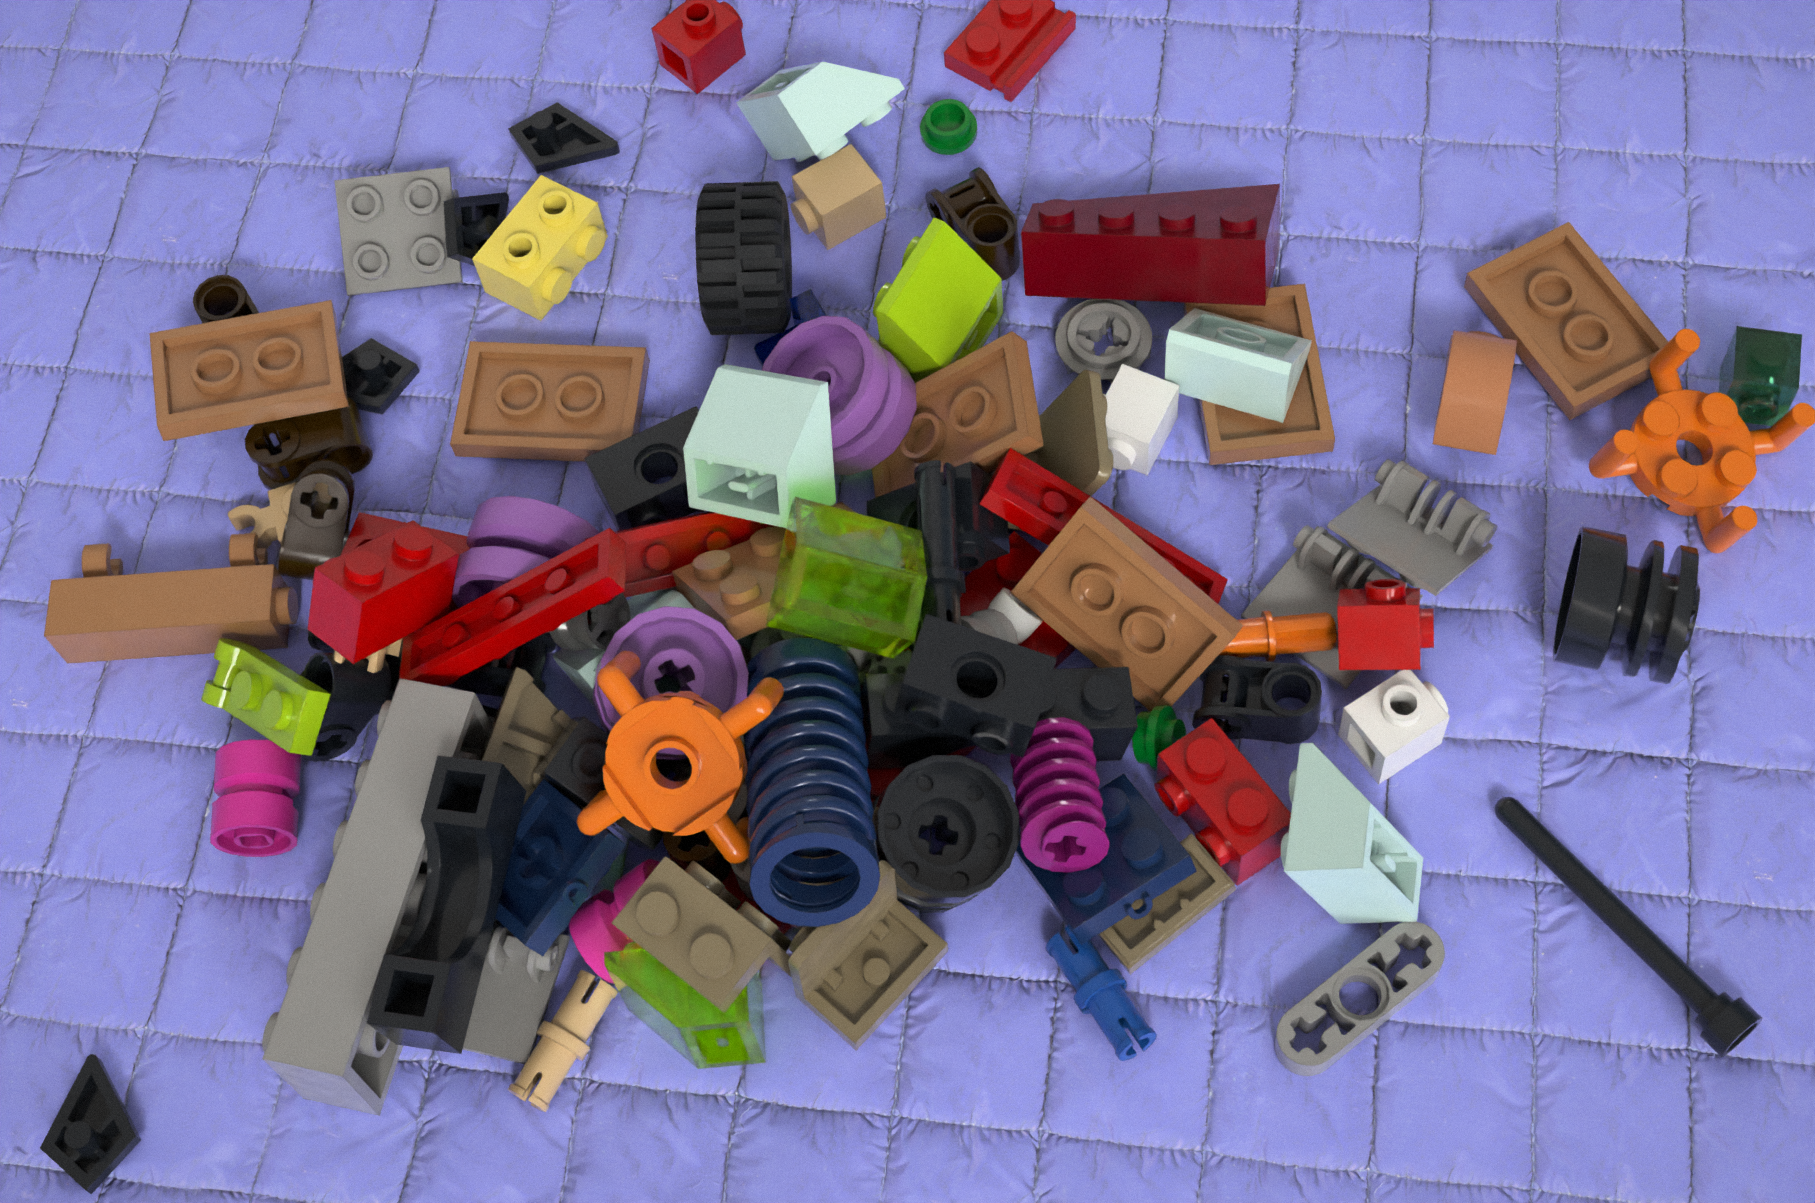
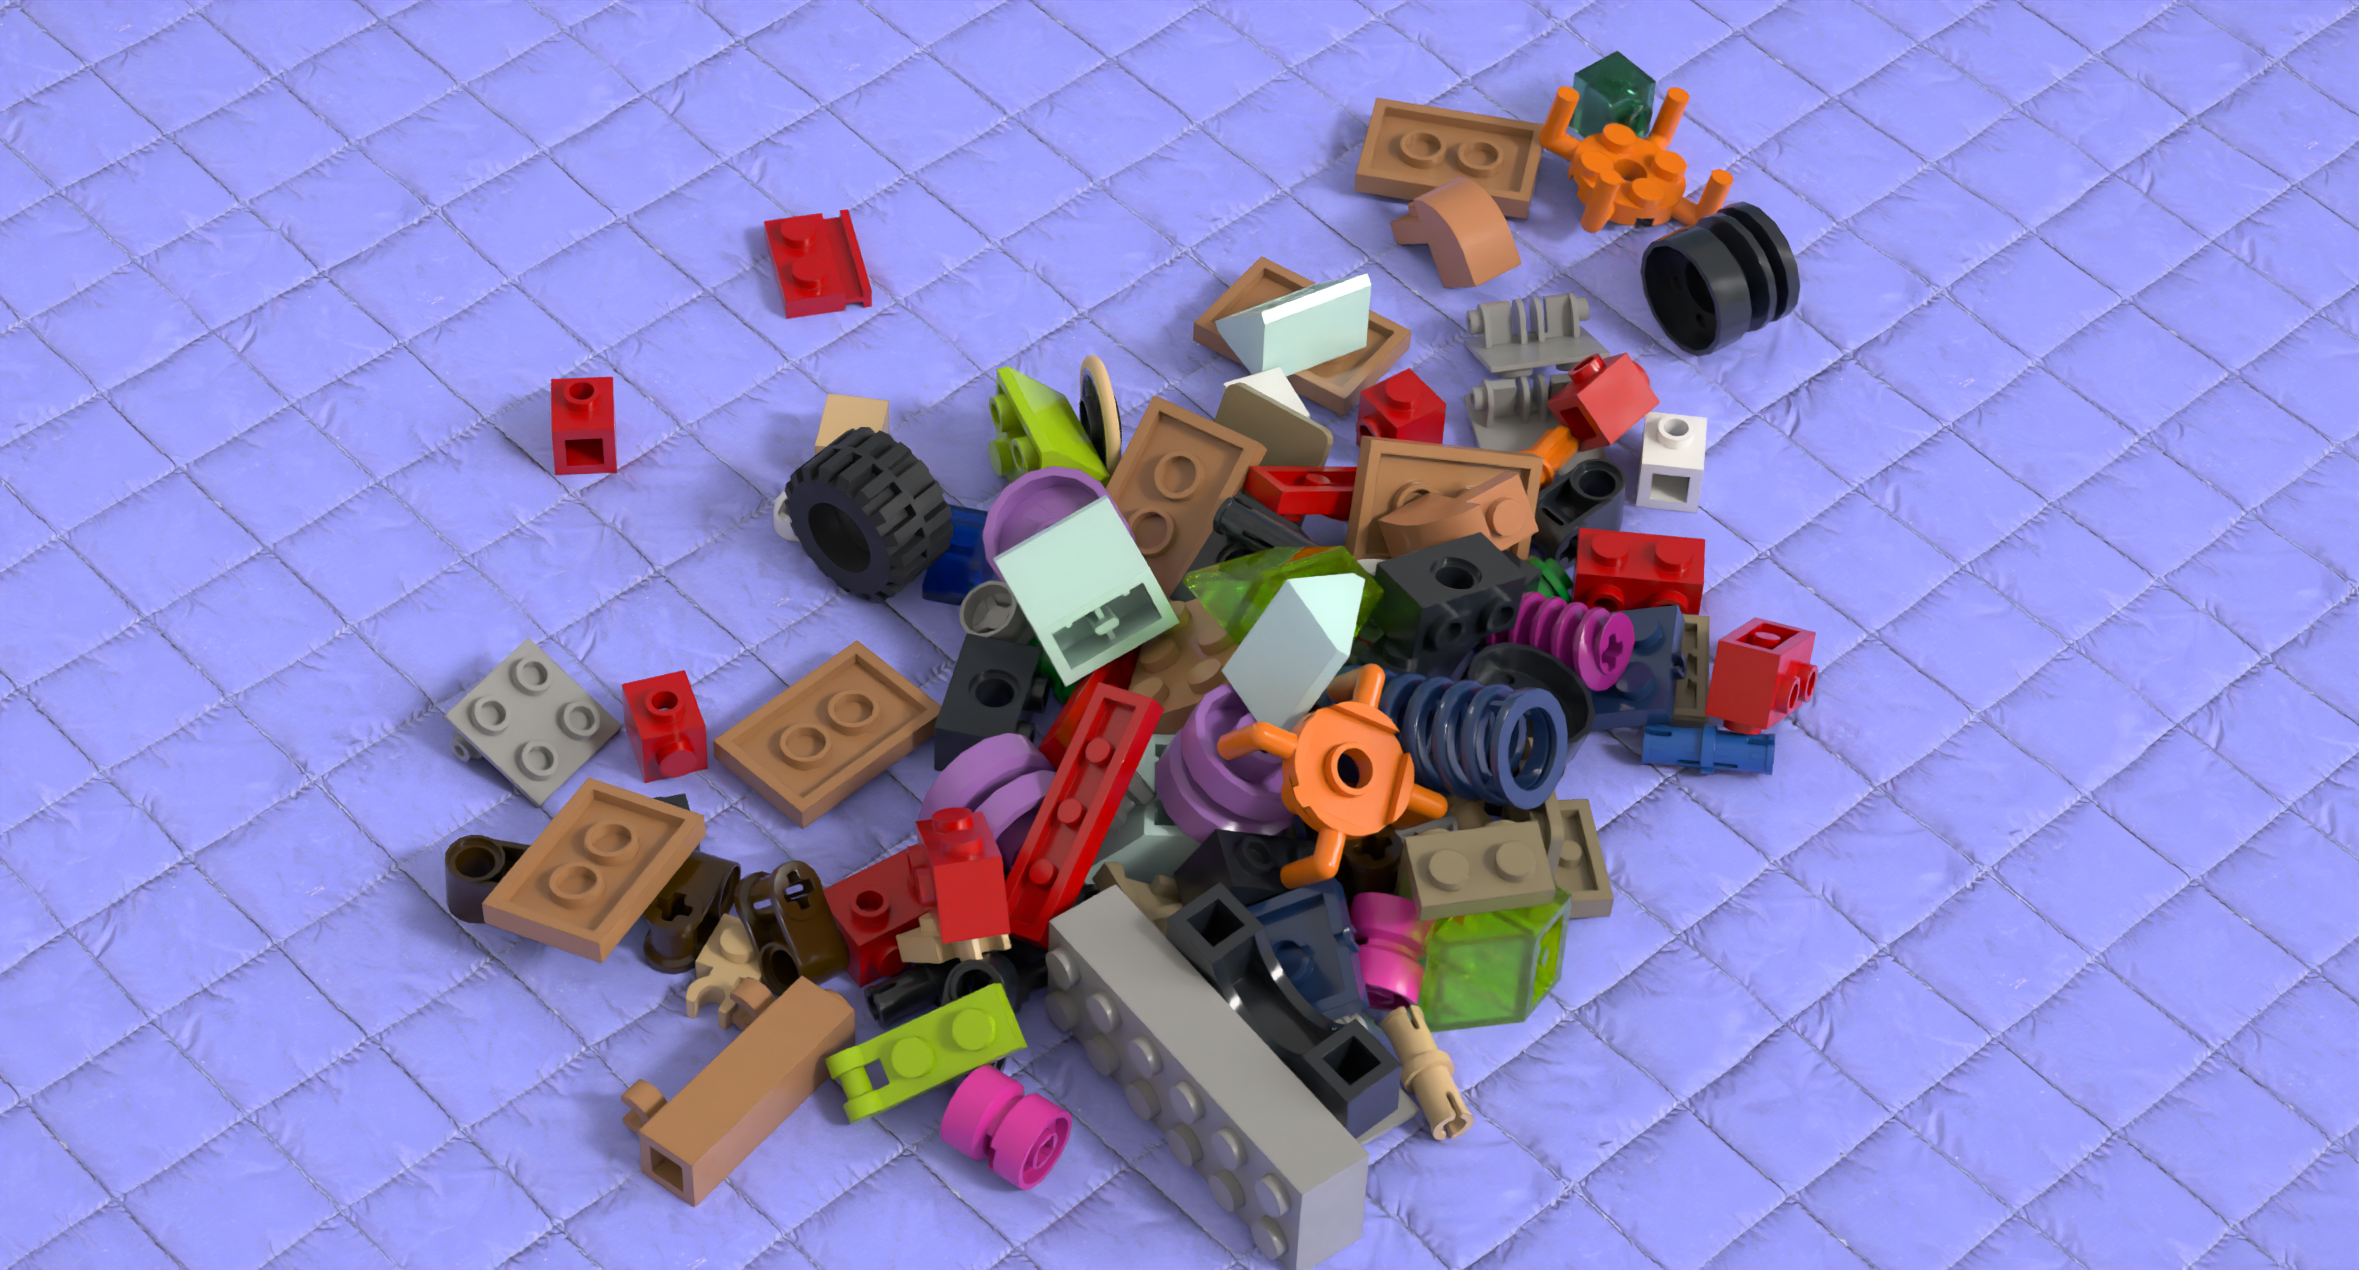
camera: 60 degrees left, 15 degrees down
(461, 304) = (666, 740): none -> red brick
(471, 222) = (597, 676): black piece -> none
(541, 247) = (670, 631): light yellow brick -> none
(560, 139) = (563, 573): black piece -> none
(745, 626) = (1296, 647): none -> light aqua slope
(813, 106) = (766, 393): light aqua slope -> none
(948, 127) = (860, 347): green plate -> none
(980, 220) = (967, 383): dark brown piece -> none
(1002, 307) = (1100, 412): none -> wheel
(1088, 323) = (1171, 378): light grey gear -> none
(1089, 641) = (1494, 508): none -> nougat brick
(1156, 246) = (1143, 296): dark red wedge -> none
(1188, 974) = (1761, 675): none -> red brick
(1221, 507) = (1401, 410): none -> red brick
(1346, 848) = (1753, 526): light aqua slope -> none
(1384, 952) = (1841, 645): light grey beam -> none
(1722, 1019) = (2049, 463): black piece -> none

